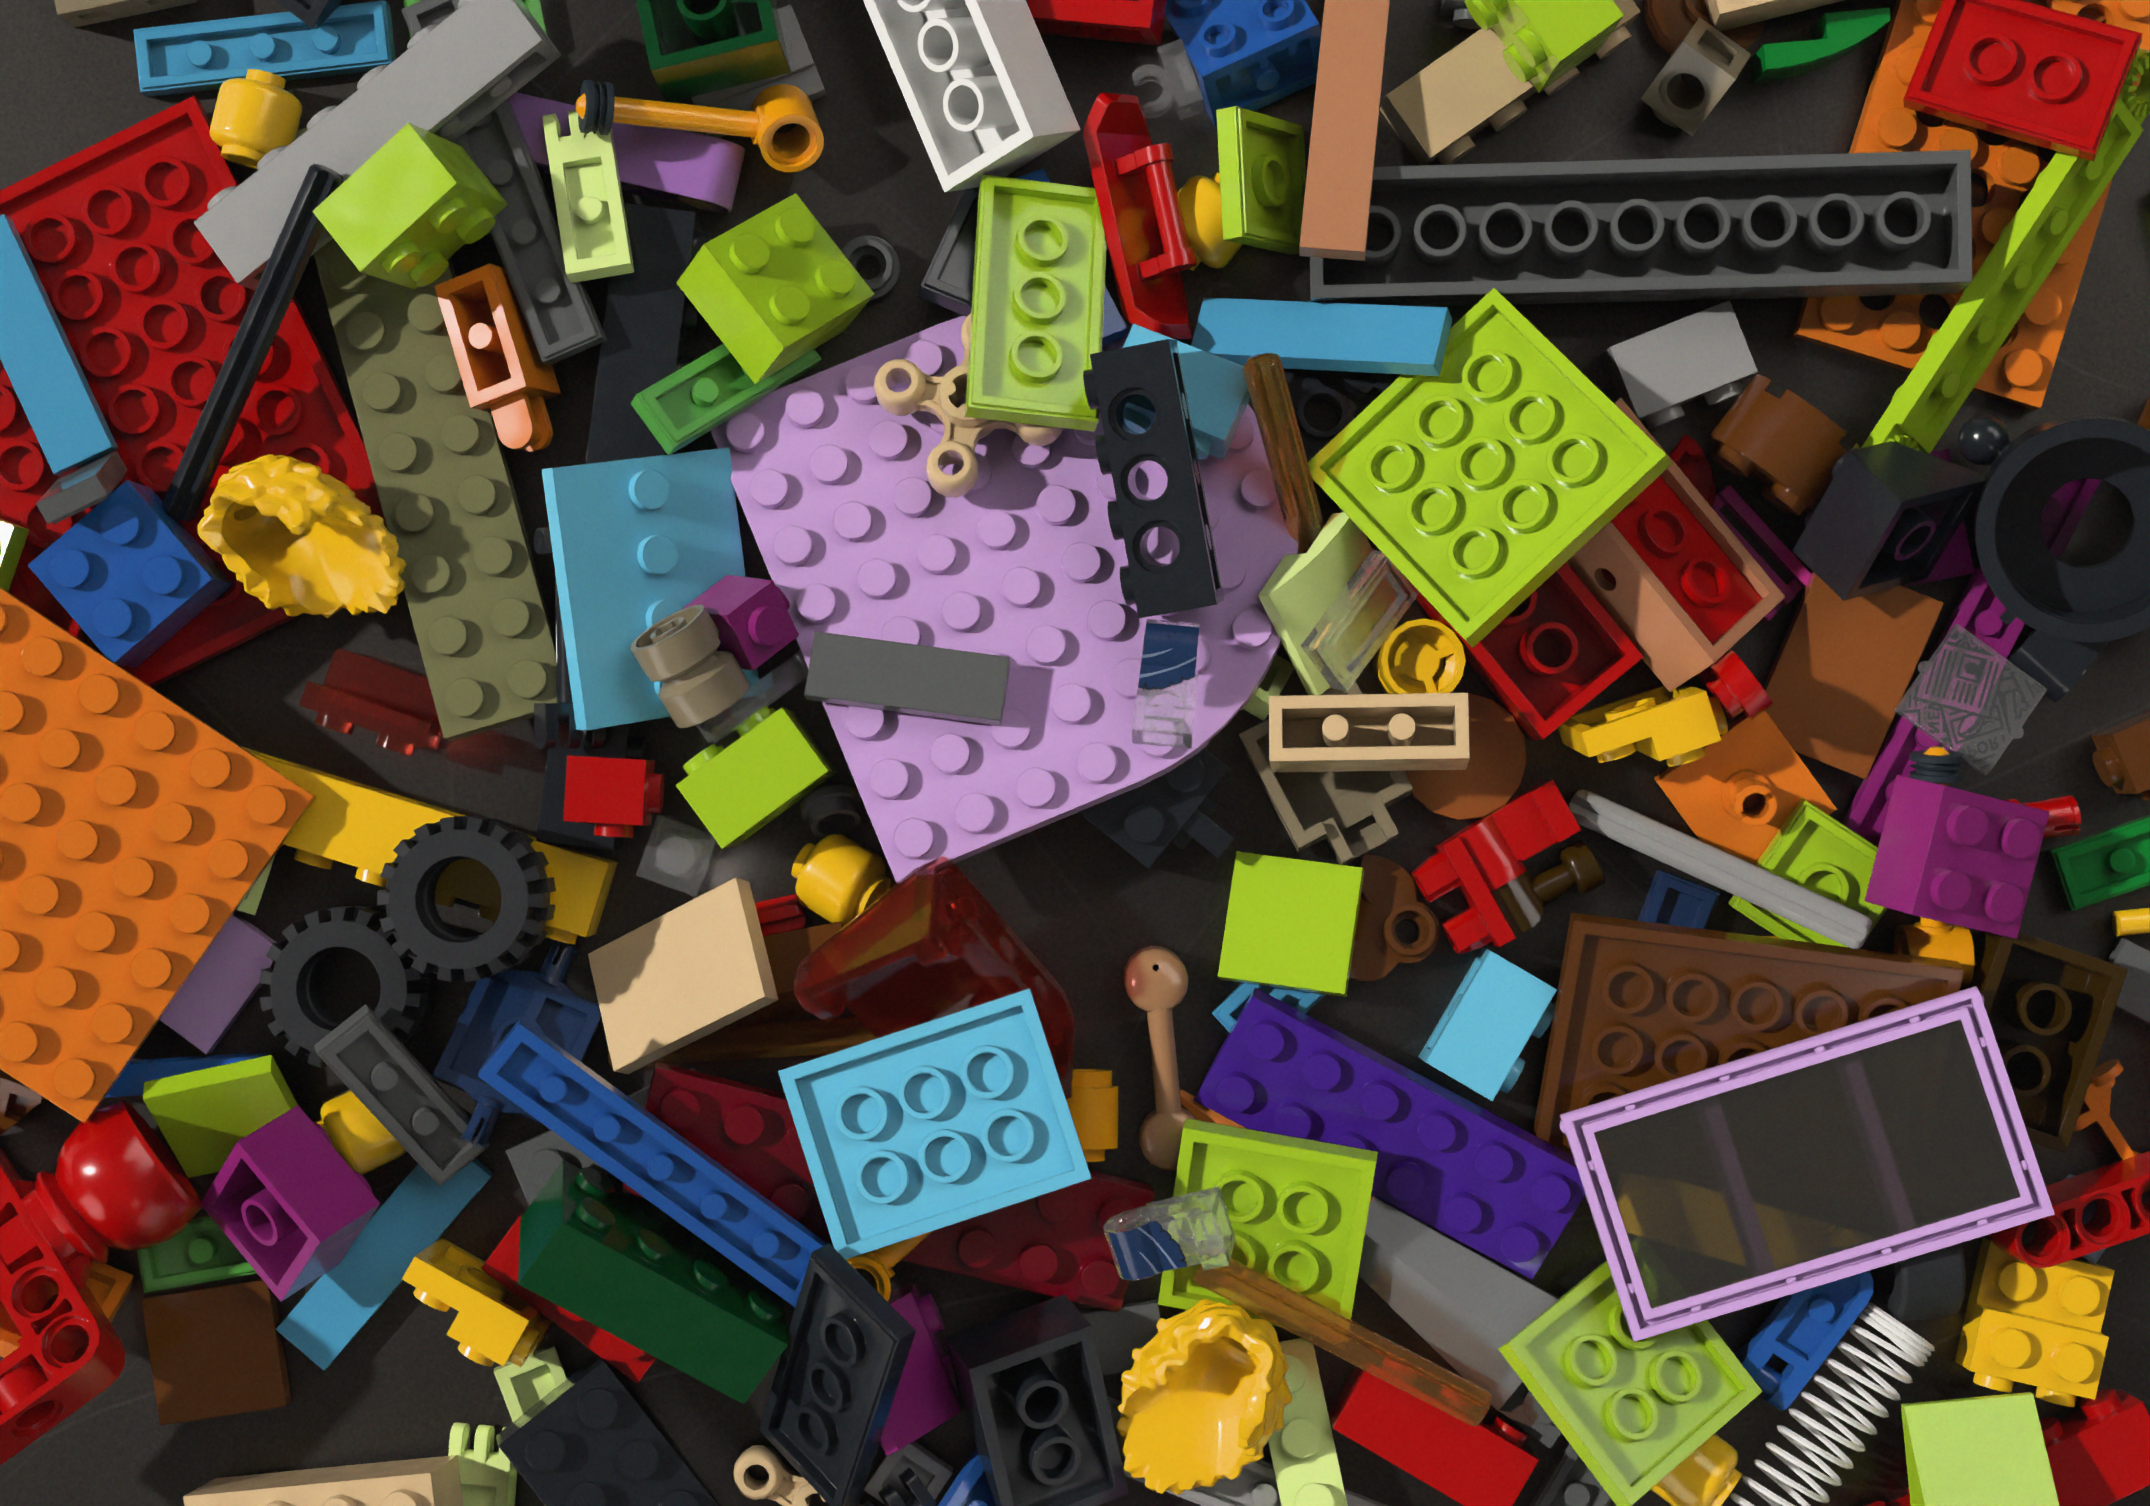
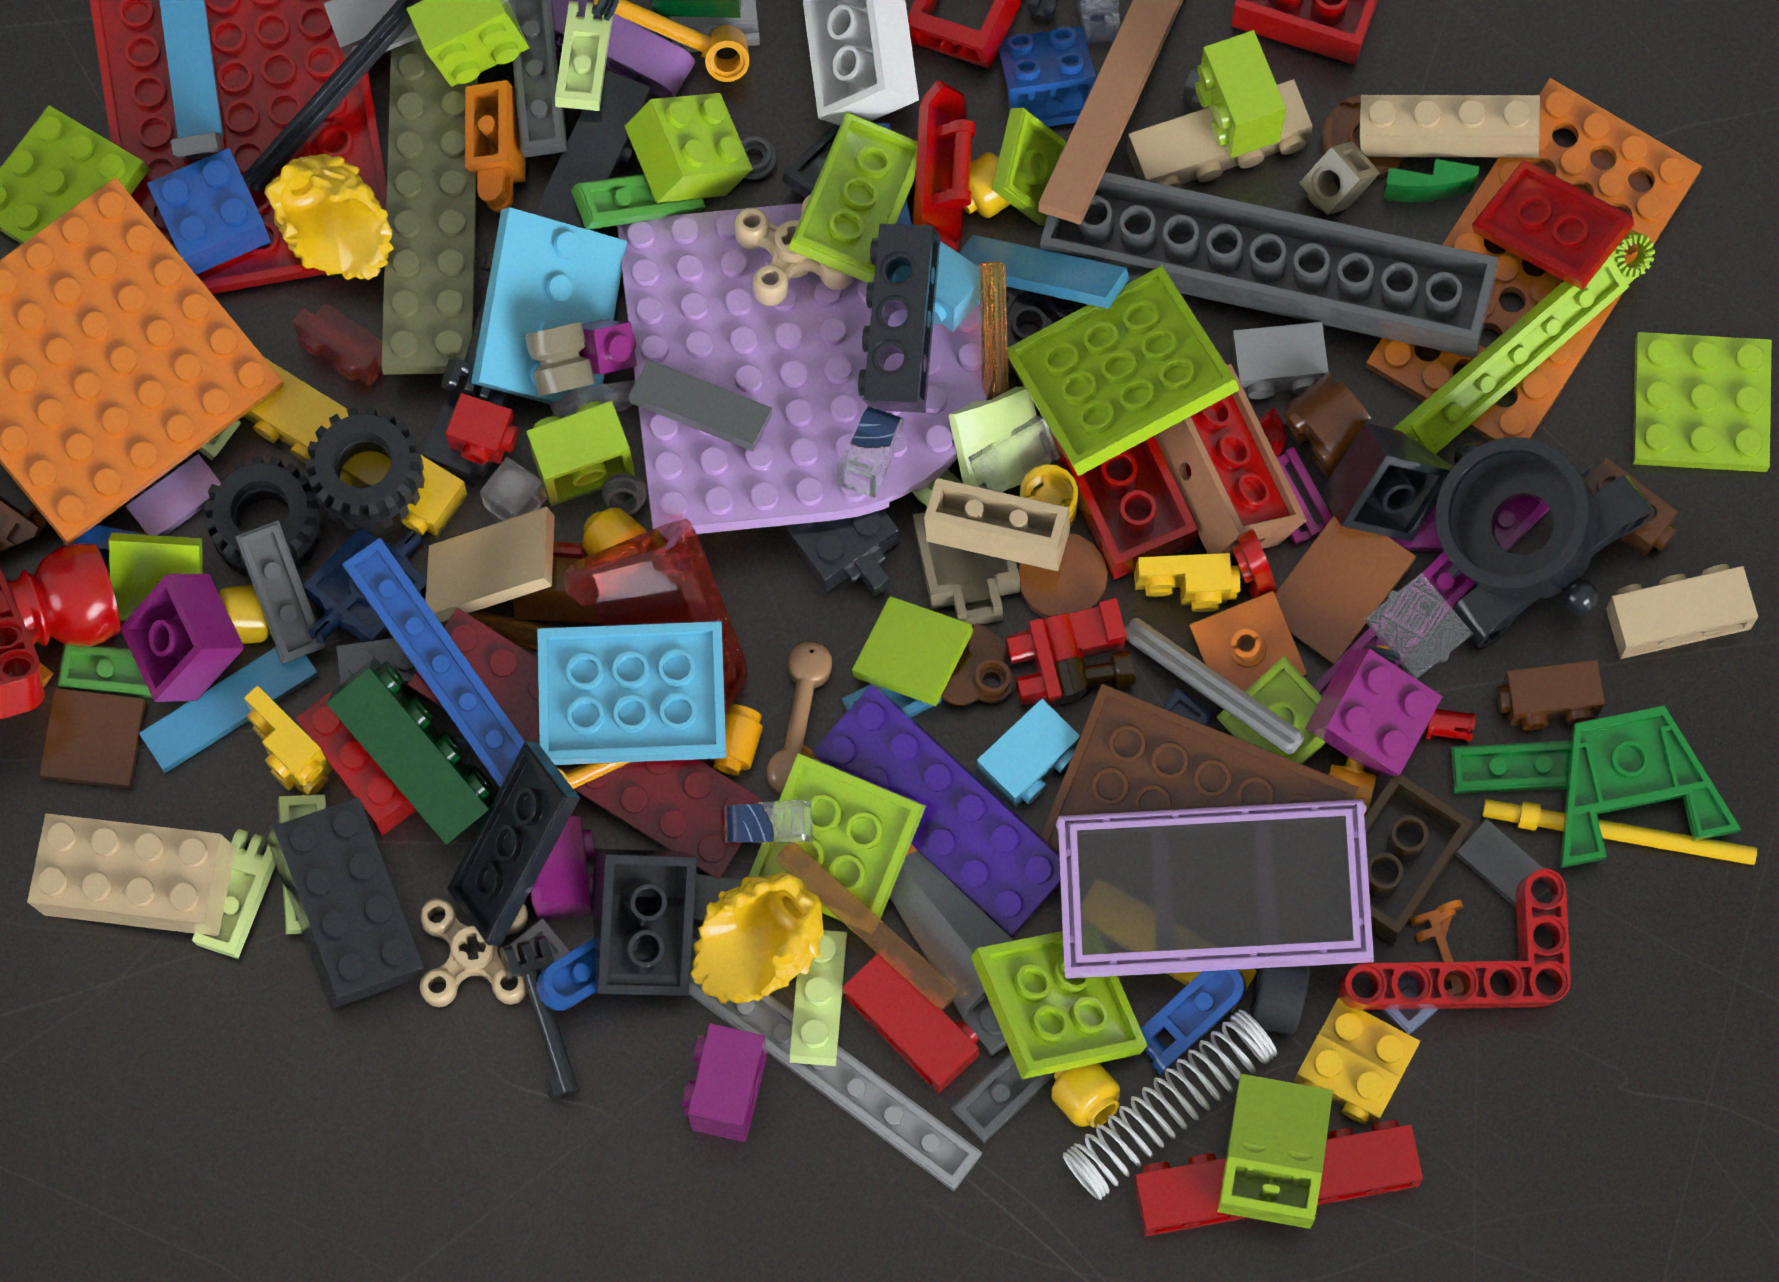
camera: 15 degrees right, 15 degrees down
(1176, 80) = (993, 93): clear tile -> none

